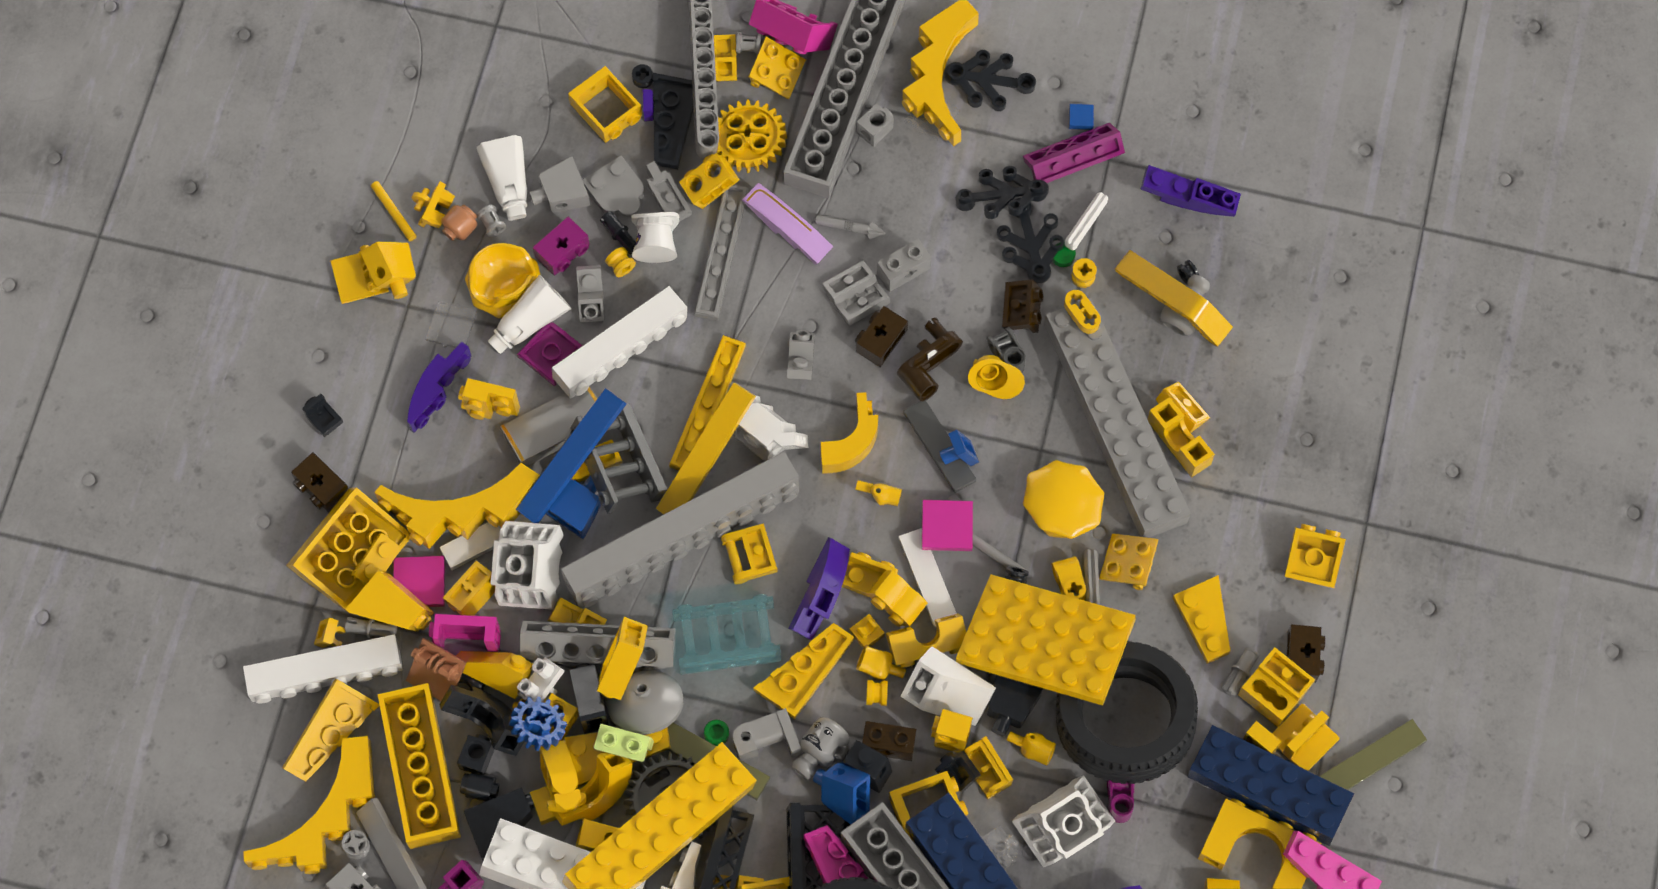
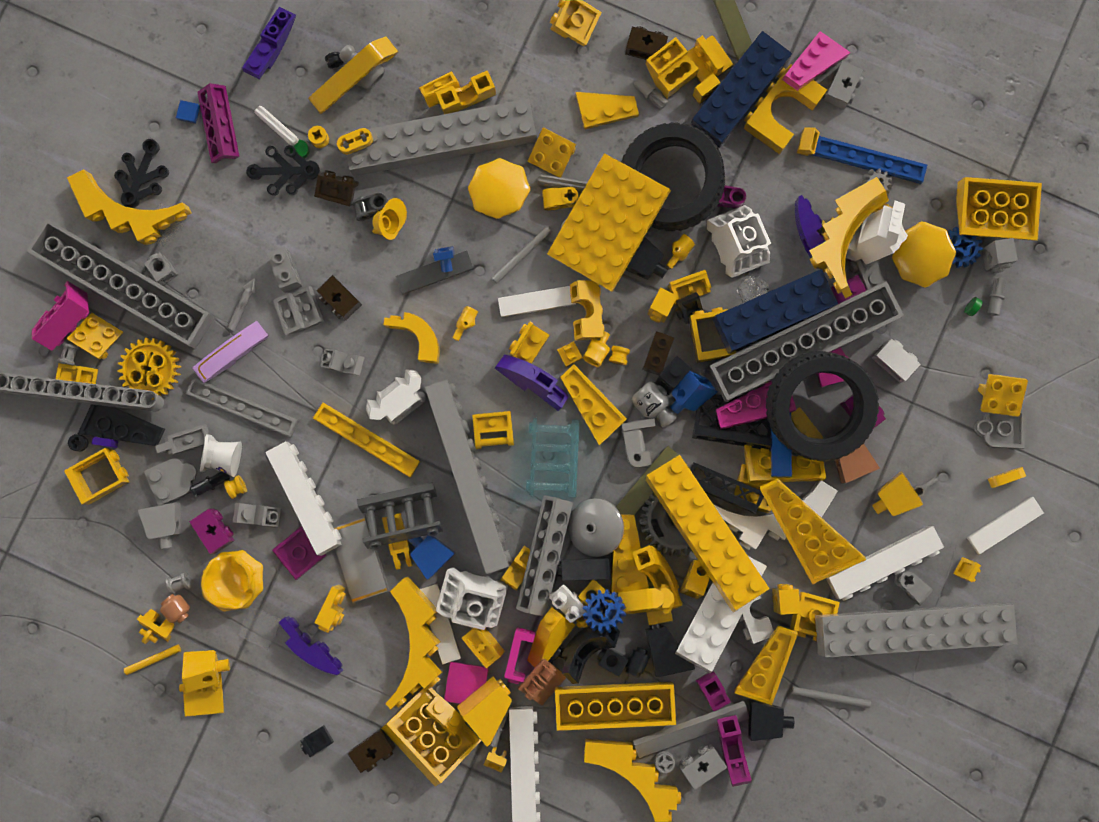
camera: 75 degrees left, 15 degrees up
(335, 718) = (571, 770): yellow wing -> none
(506, 171) = (134, 564): white piece -> none
(532, 312) = (264, 561): white piece -> none
(571, 456) = (394, 551): blue tile -> none
(622, 658) = (566, 538): yellow window -> none
(623, 743) = (631, 549): yellowish green bracket -> none
(707, 448) = (410, 446): yellow tile -> none
(711, 186) = (186, 405): yellow brick -> none
(716, 732) = (626, 478): green tile -> none
(897, 599) = (551, 326): yellow brick -> none
(915, 370) = (376, 278): dark brown piece -> none
(947, 525) = (500, 278): dark pink tile -> none
(947, 685) = (628, 303): white slope -> none
(1017, 574) = (549, 235): black bush -> none
(1030, 191) = (239, 182): black plant -> none

